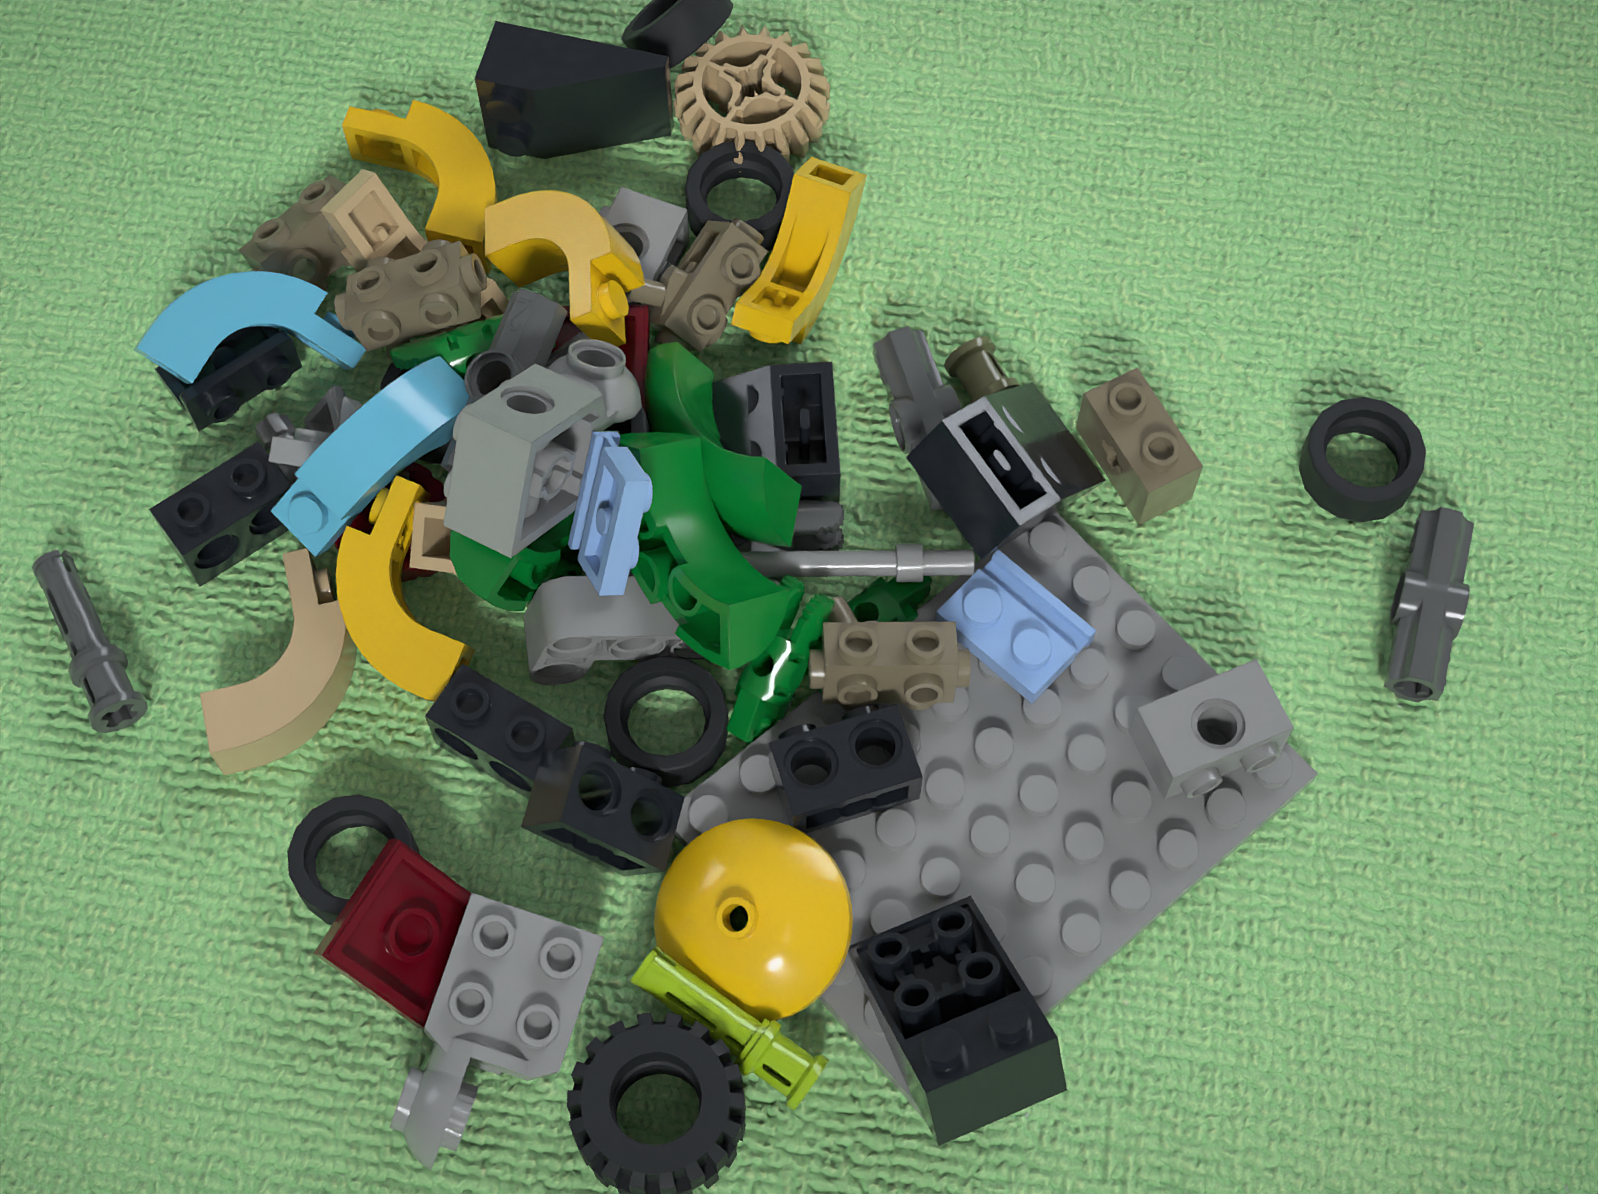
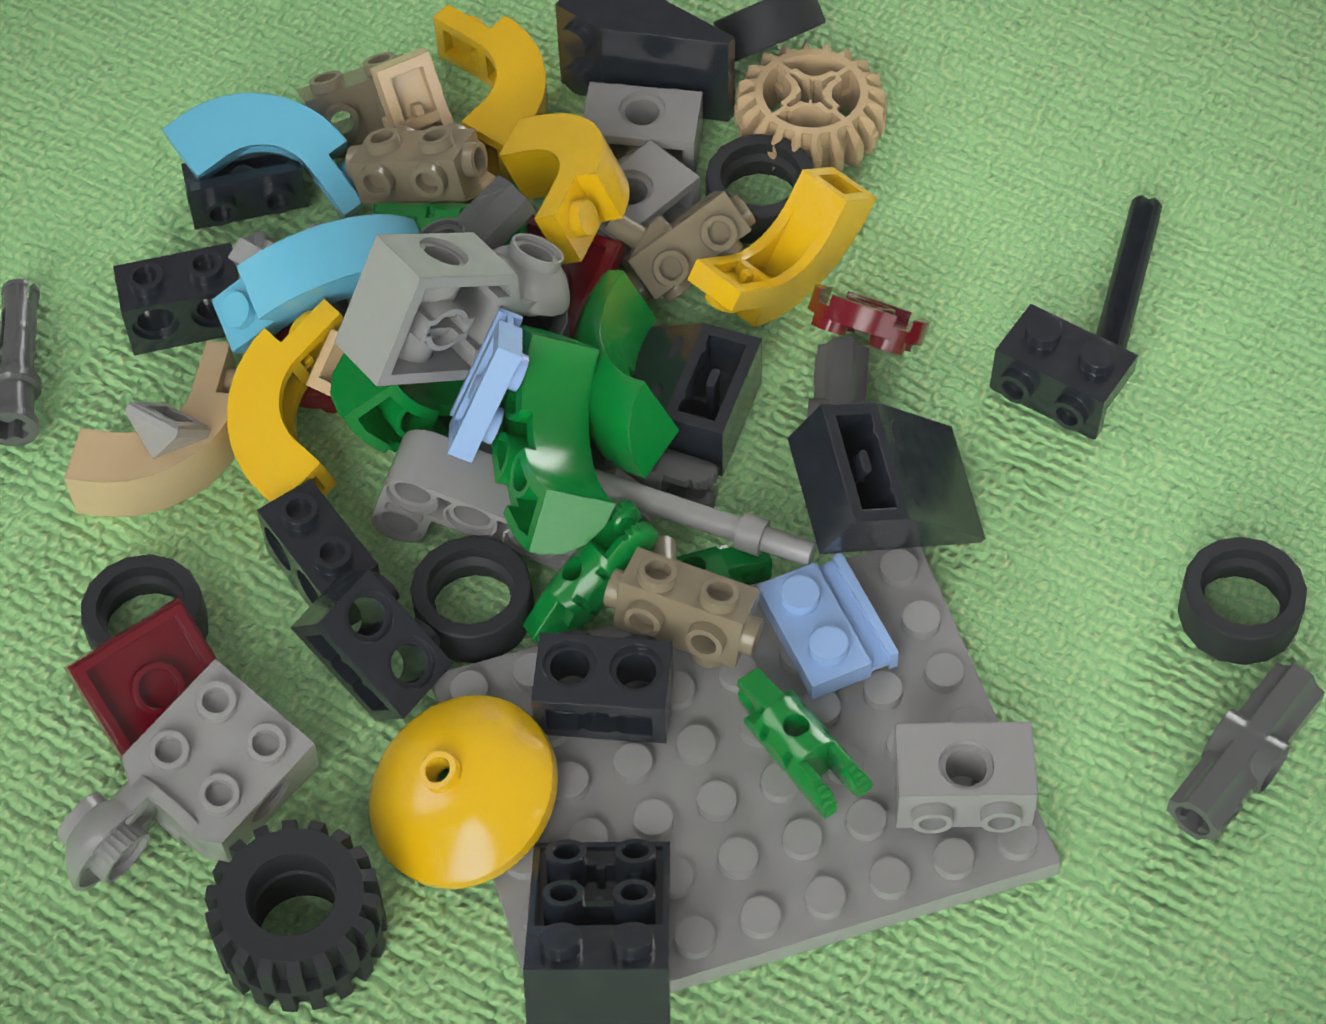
camera: 25 degrees right, 10 degrees down
(291, 663) = (164, 427): none -> light grey slope
(620, 149) = (638, 114): none -> light grey brick
(755, 1044) = (410, 895): lime pin -> none
(911, 300) = (857, 312): none -> dark red plate
(978, 368) = (907, 391): olive bush -> none
(1019, 736) = (798, 741): none -> green hinge
(1107, 290) = (1060, 370): none -> black bracket
(1121, 188) = (1129, 270): none -> black axle
(1138, 446) = (1024, 514): dark tan brick -> none

